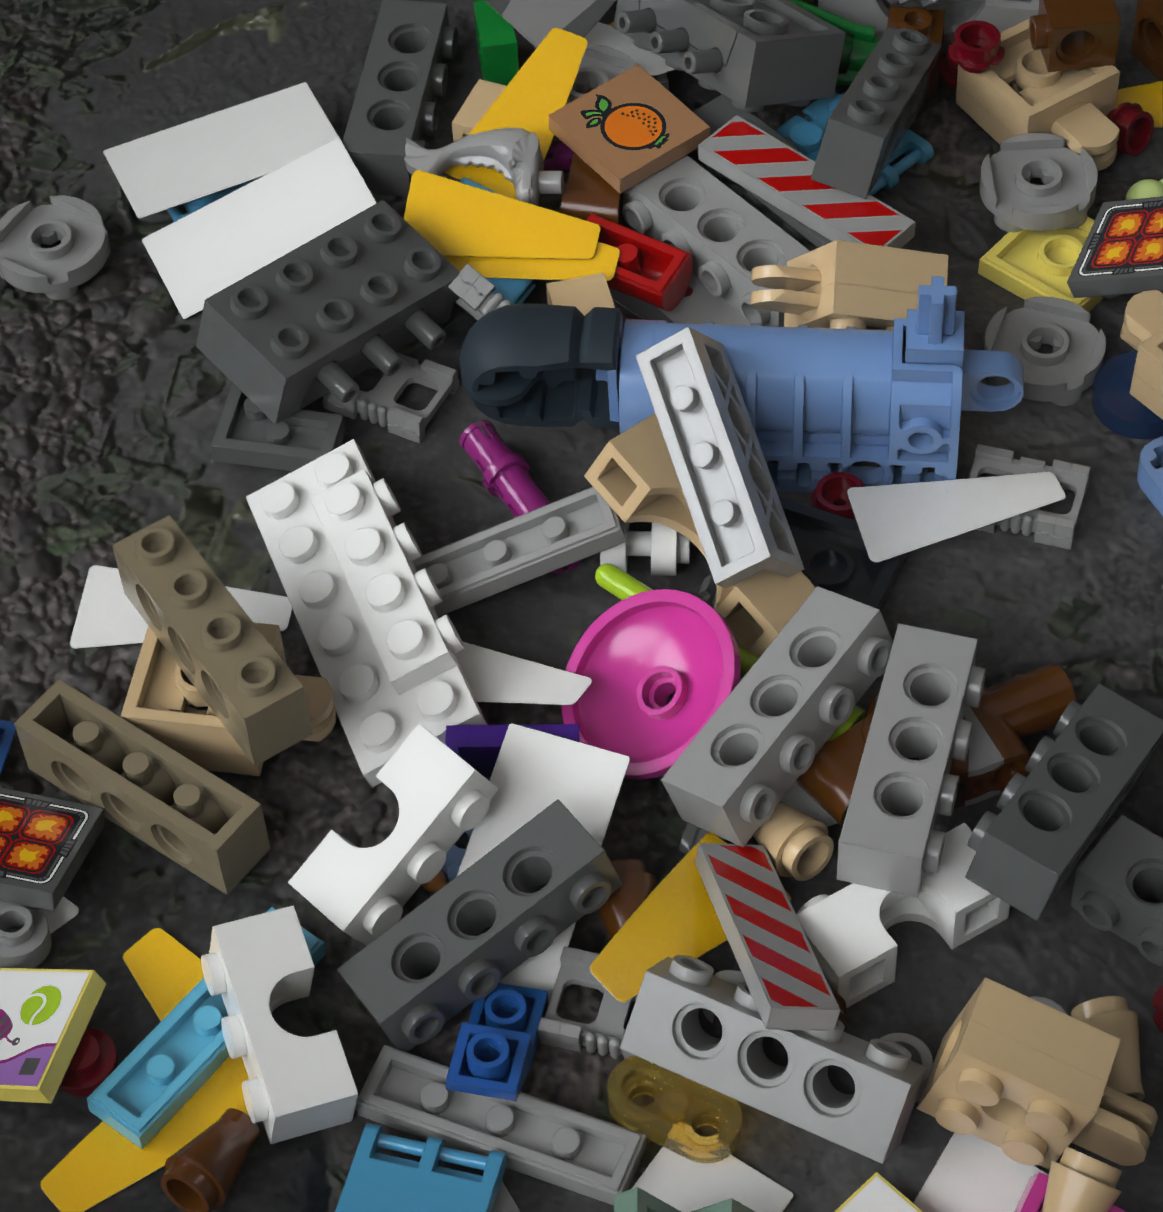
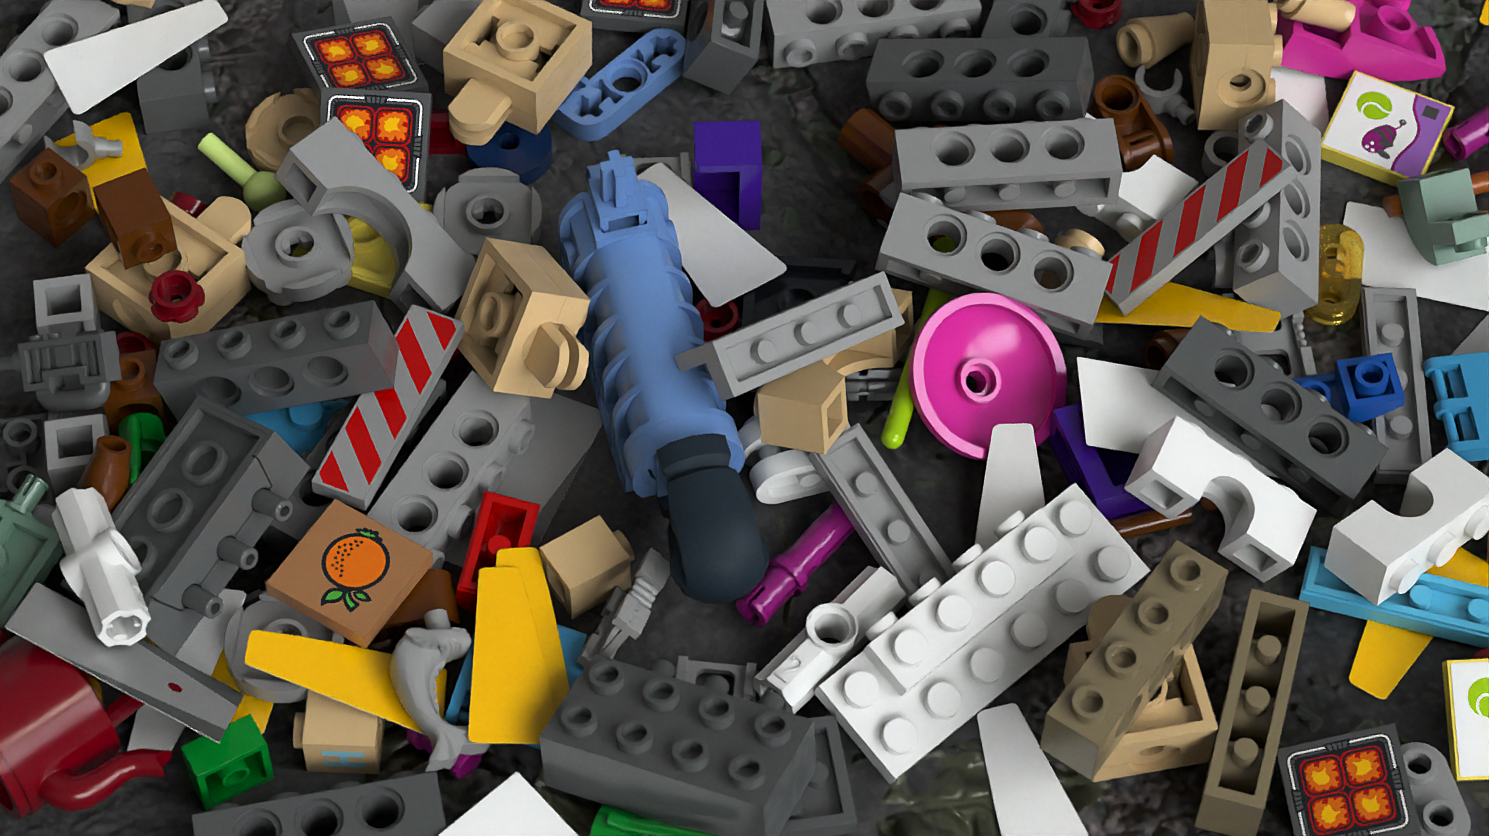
camera: 115 degrees left, 5 degrees up
(413, 476) = (810, 661): none -> white piece
(964, 957) = (1136, 126): none -> reddish brown piece
(1006, 526) = (730, 169): none -> dark purple panel
(1097, 189) = (339, 175): none -> light grey arch

